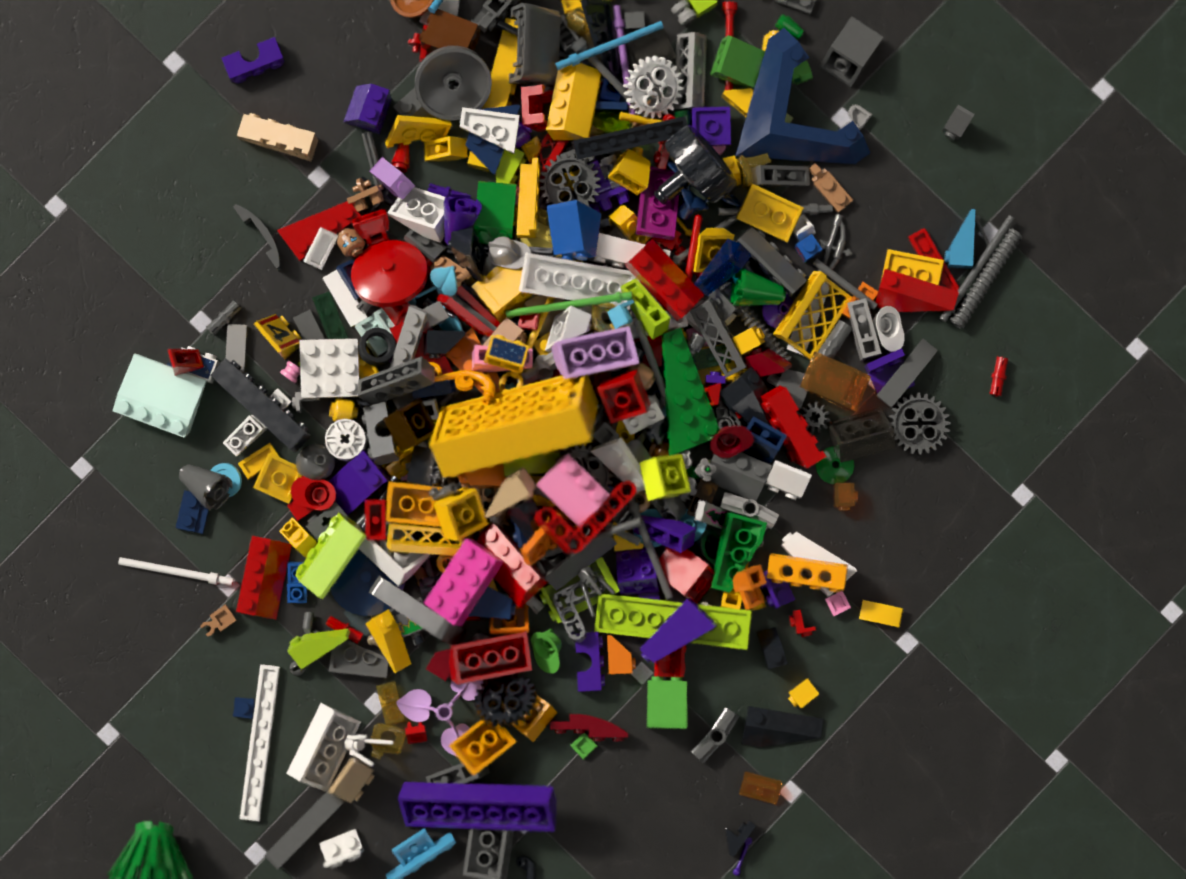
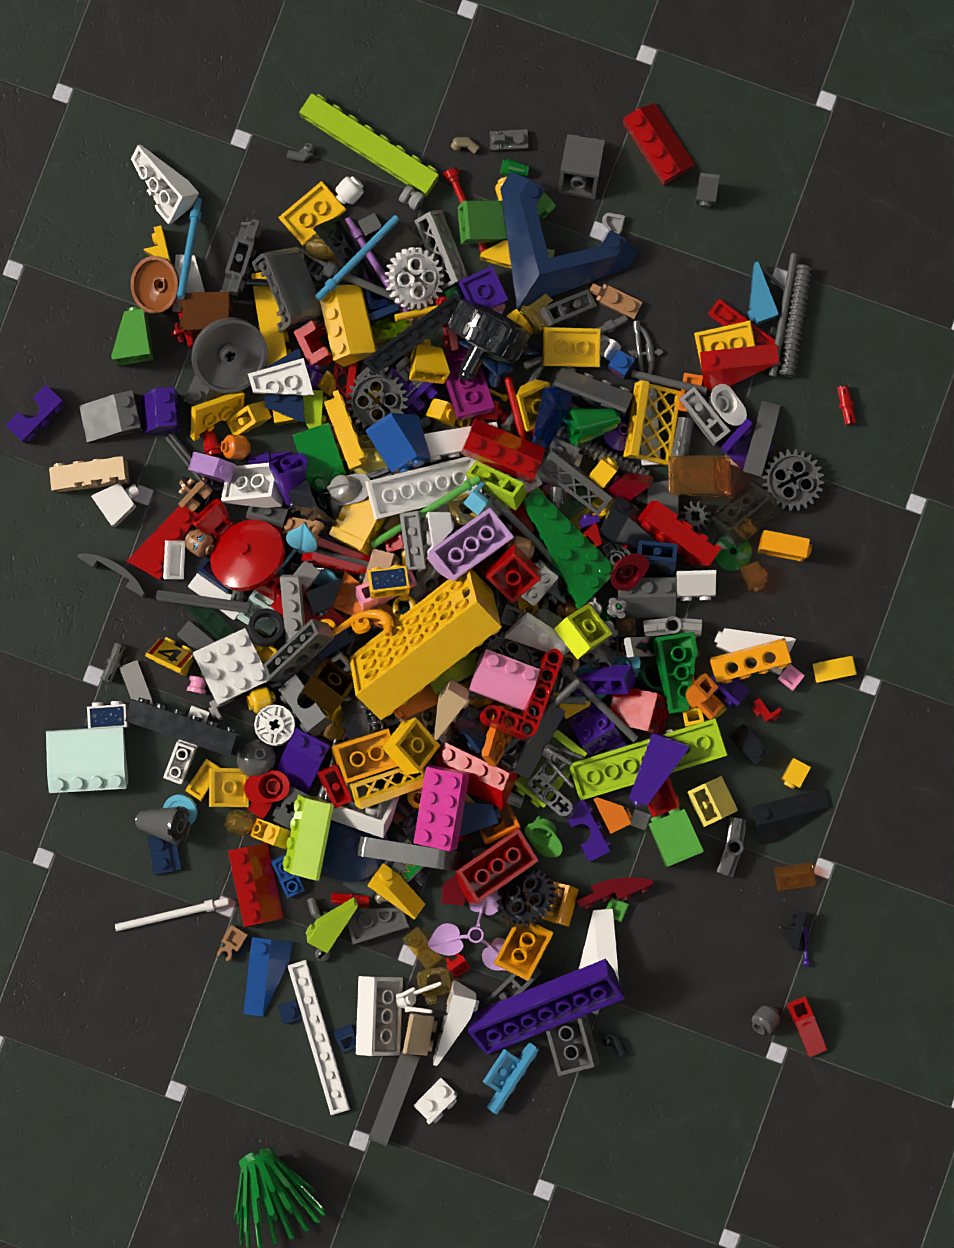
camera: 10 degrees left, 0 degrees up
(185, 360) = (95, 717): red slope -> none
(240, 657) = (266, 967): none -> blue wedge
(274, 514) = (239, 822): none -> clear yellow head
(284, 754) = (346, 1038): none -> dark blue slope
(291, 173) = (116, 502): none -> white torso
(321, 92) = (111, 416): none -> slope
(331, 298) = (203, 601): none -> dark grey axle
(372, 30) = (133, 339): none -> bright green slope
(398, 776) = (460, 1007): none -> white wedge
(422, 169) = (235, 447): none -> orange head
(443, 492) = (383, 737): dark grey arm -> none
(545, 326) = (413, 541): none -> light grey tile
(556, 768) = (600, 940): none -> white wedge
(715, 685) = (712, 801): none -> light yellow slope
(884, 480) = (784, 546): none -> light orange window
(931, 61) = (658, 143): none -> red slope

